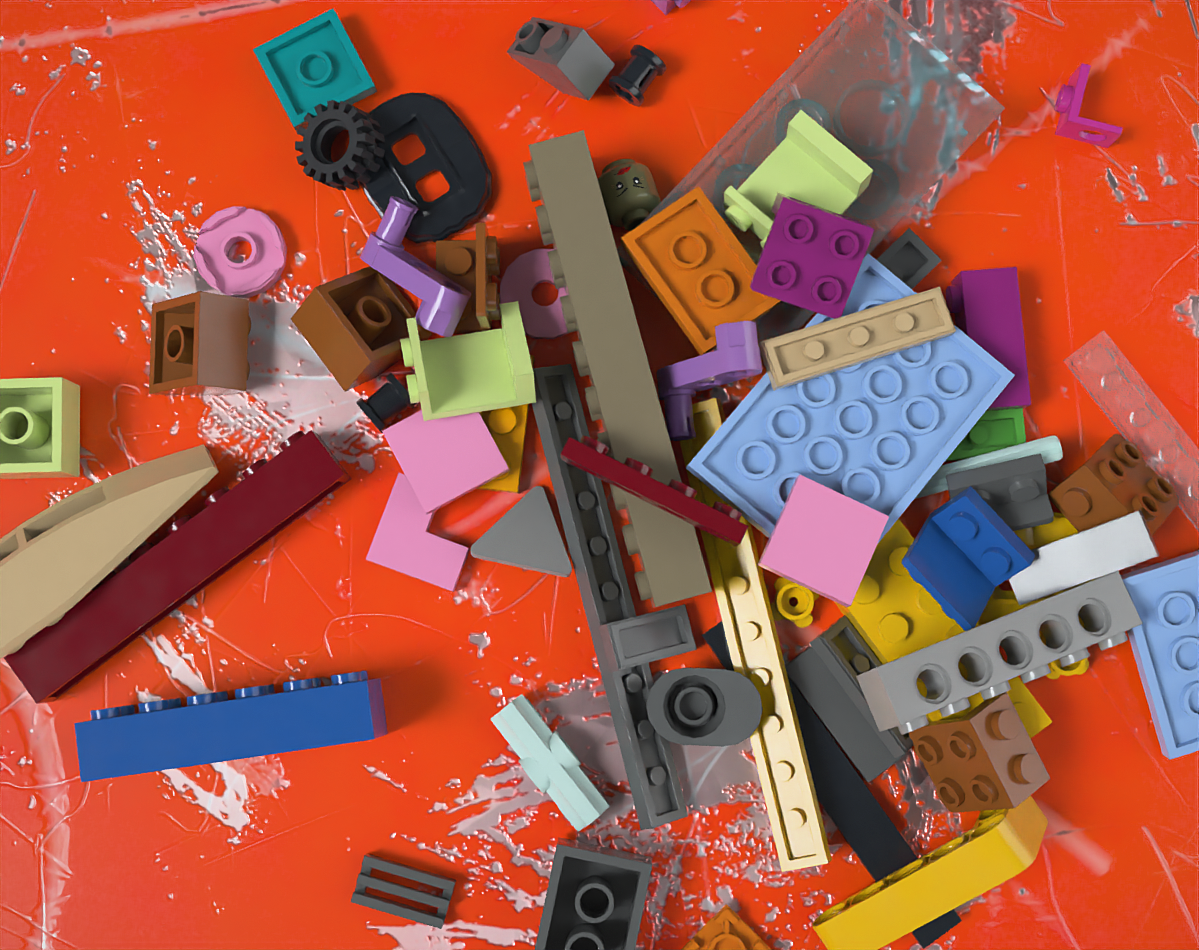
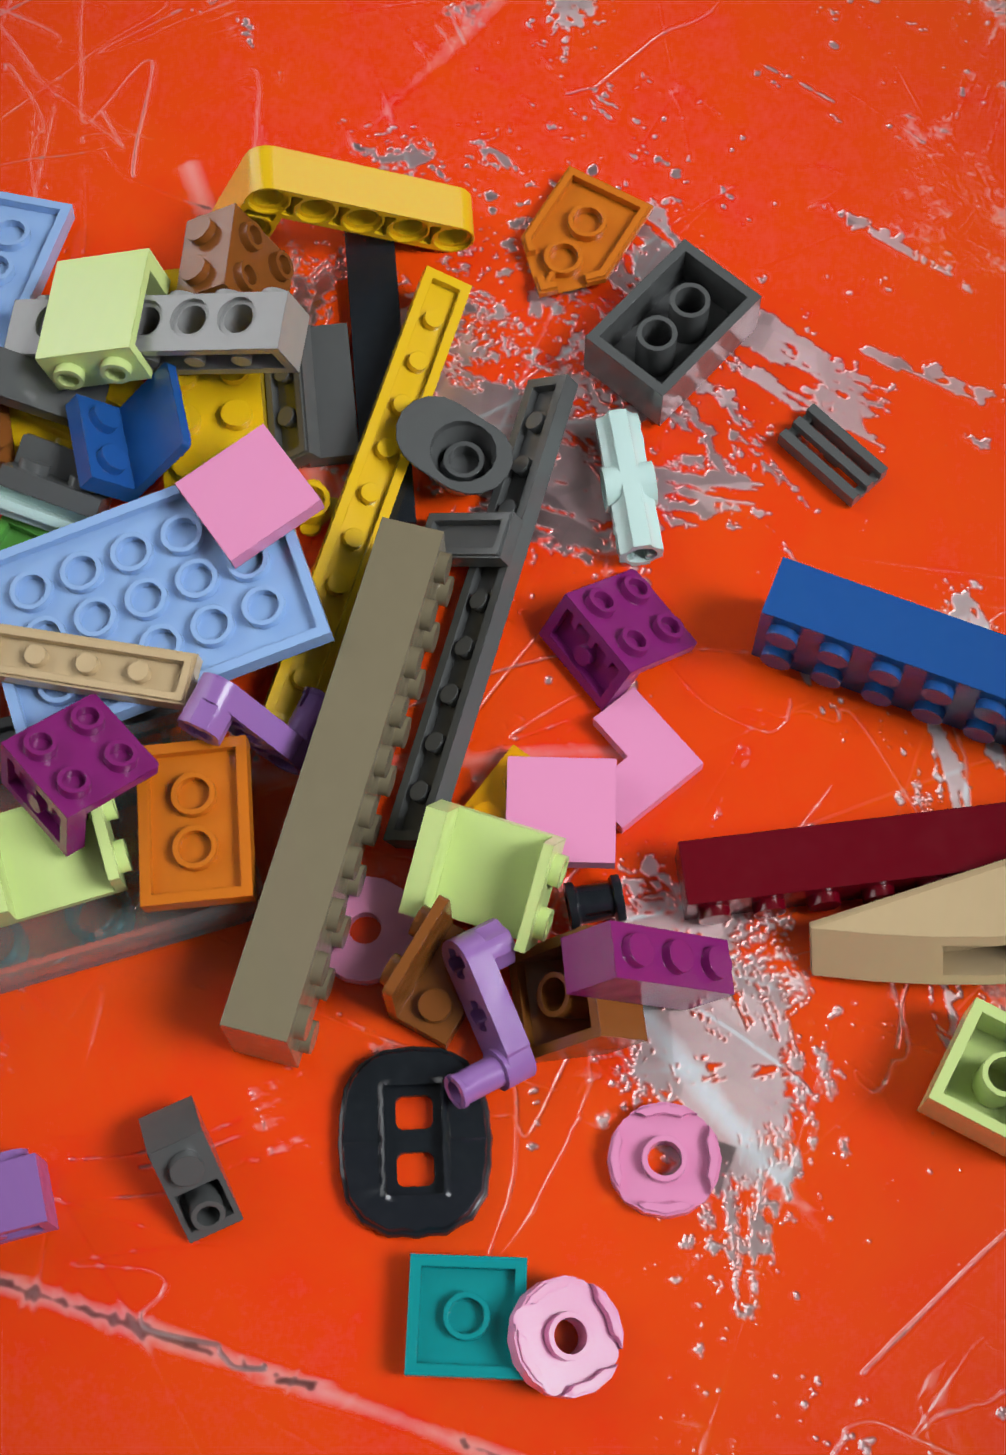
camera: 150 degrees left, 15 degrees down
(199, 345) = (764, 1072): dark orange slope -> none
(262, 99) = (534, 1345): none -> bright pink tile
(310, 356) = (646, 966): none -> magenta brick
(321, 135) = (520, 1209): black tyre -> none
(487, 628) = (614, 634): none -> magenta bracket
(526, 538) = (529, 693): light grey piece -> none
(628, 193) = (209, 972): olive head -> none
(636, 480) = (388, 637): dark red plate -> none
(637, 75) = (121, 1100): black bush -> none
(1058, 638) = (96, 319): none -> yellowish green panel

